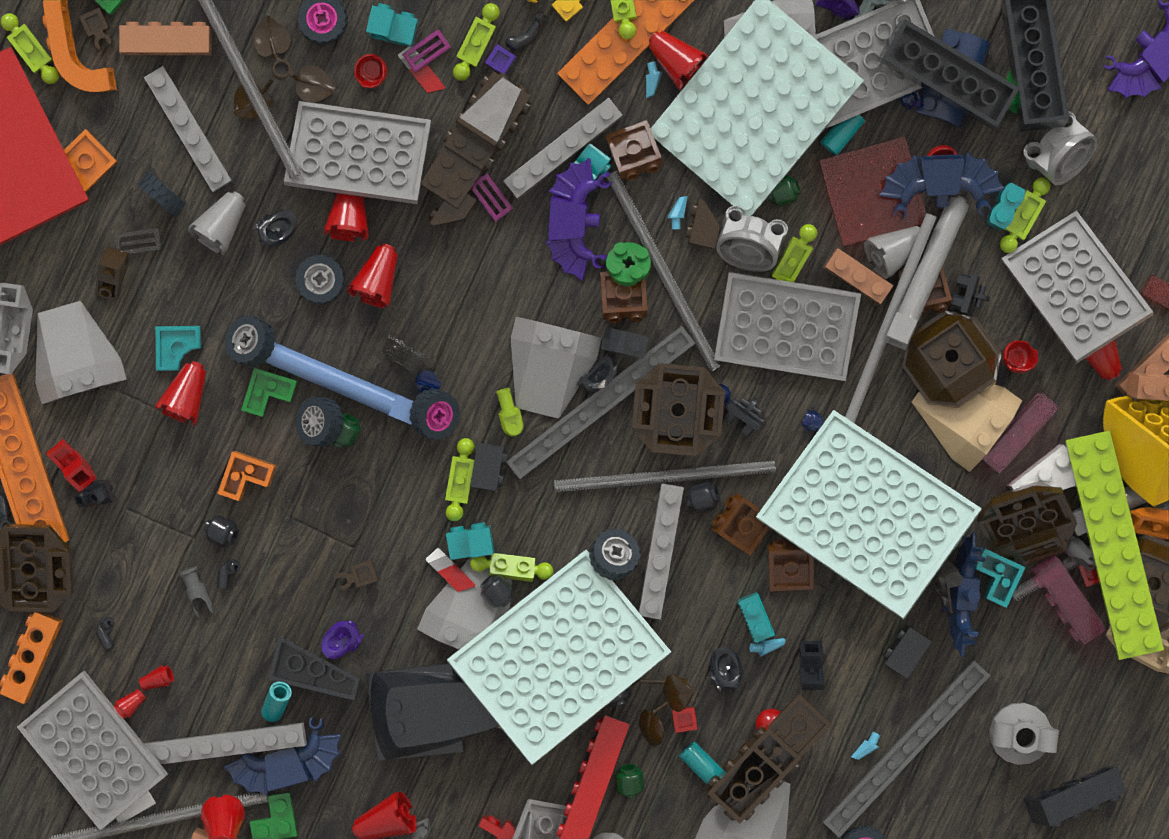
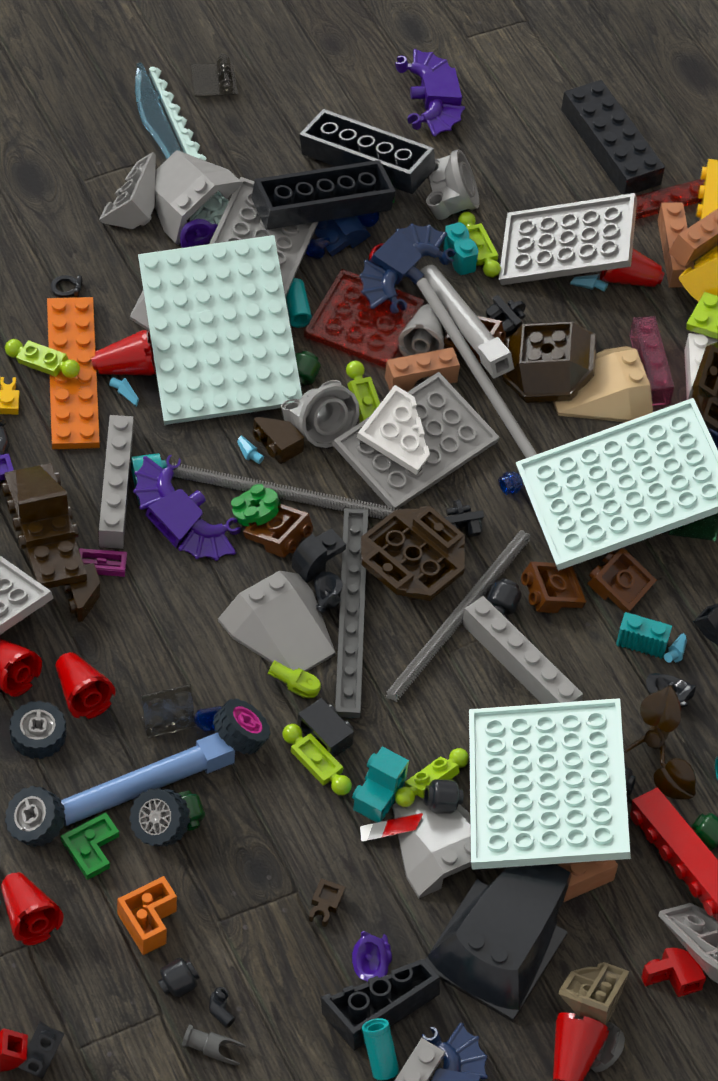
camera: 55 degrees left, 35 degrees down
(434, 801) = (594, 990): none -> dark tan wedge
(614, 554) = (493, 689): black wheel -> none
(634, 151) = (170, 436): reddish brown plate -> none
(685, 720) = (689, 748): red tile -> none
(775, 311) = (397, 431): none -> white plate
(1019, 357) = (592, 318): red hair -> none

